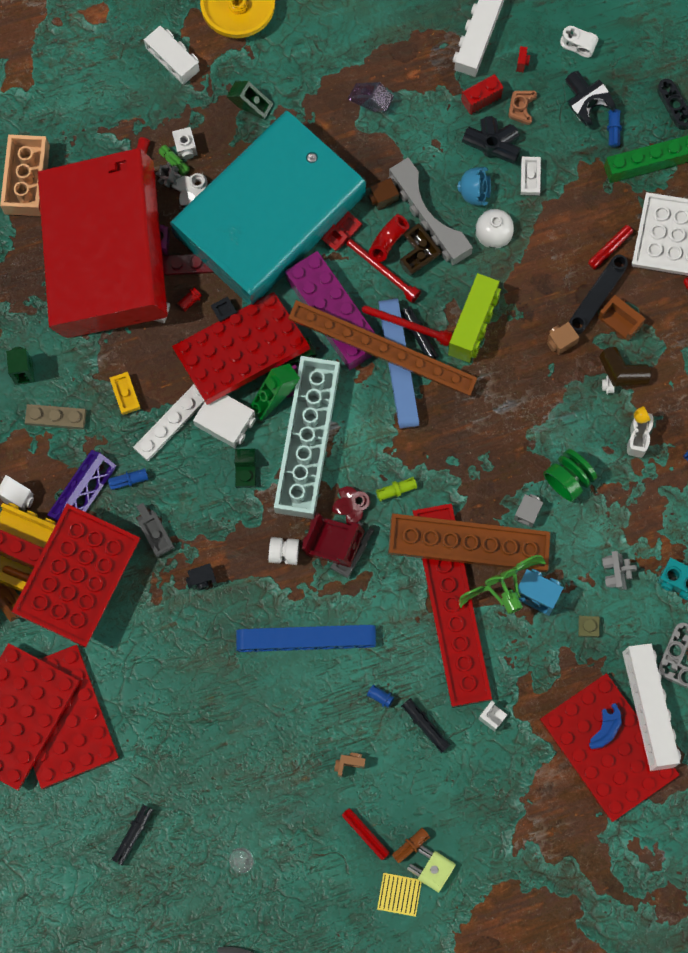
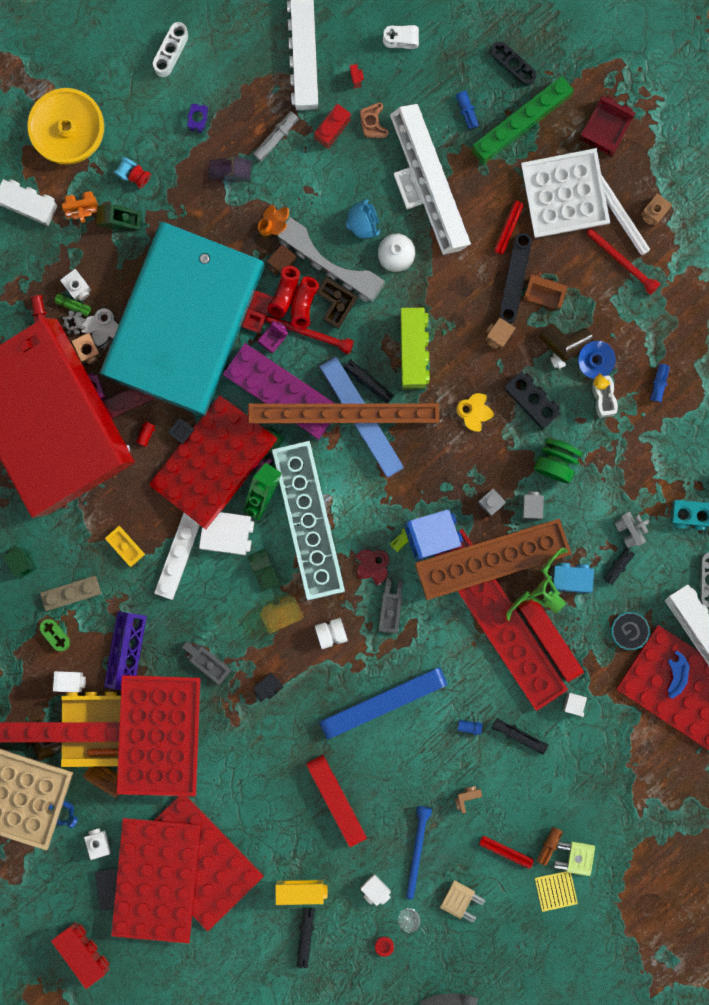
camera: 25 degrees left, 10 degrees up
(18, 450) = (58, 632): none -> bright green beam
(128, 479) = (162, 624): blue axle -> none
(146, 785) = (301, 892): none -> yellow window
(169, 195) = (83, 341): none -> light nougat brick
(206, 877) = (384, 946): none -> red tile
(219, 78) = (80, 208): none -> orange hips
(220, 714) = (336, 800): none -> red beam
(220, 817) = (375, 891): none -> white brick
(244, 515) = (281, 615): none -> clear yellow brick
(274, 60) = (124, 168): none -> medium azure bush
(285, 71) = (139, 176): none -> red wheel
(298, 861) = (458, 899): none -> tan piece
(299, 762) = (423, 814): none -> blue piece
(332, 540) = (370, 606): dark red panel -> none
(346, 258) = (273, 337): none -> magenta bracket
(360, 48) = (197, 125): none -> dark purple piece
(375, 222) = (285, 292): none -> red cylinder
(391, 156) = (273, 221): none -> orange plate
(420, 494) = (433, 534): none -> slope
(421, 86) = (279, 132): none -> light grey pin
(442, 337) = (391, 376): red piece -> none
(490, 135) = (368, 163): black piece -> none
(490, 490) = (491, 502): none -> light grey brick
(494, 643) = (551, 639): none -> red beam
(511, 403) = (477, 411): none -> yellow plate
(553, 174) = (430, 179): none -> white brick
(565, 420) = (534, 411): none -> black brick
(576, 668) = (630, 631): none -> black tile
(587, 97) = (430, 90): black connector -> none
(588, 626) = (626, 589): olive plate -> none
(590, 601) = (619, 566): none -> black pin
(654, 392) = (605, 356): none -> blue dish

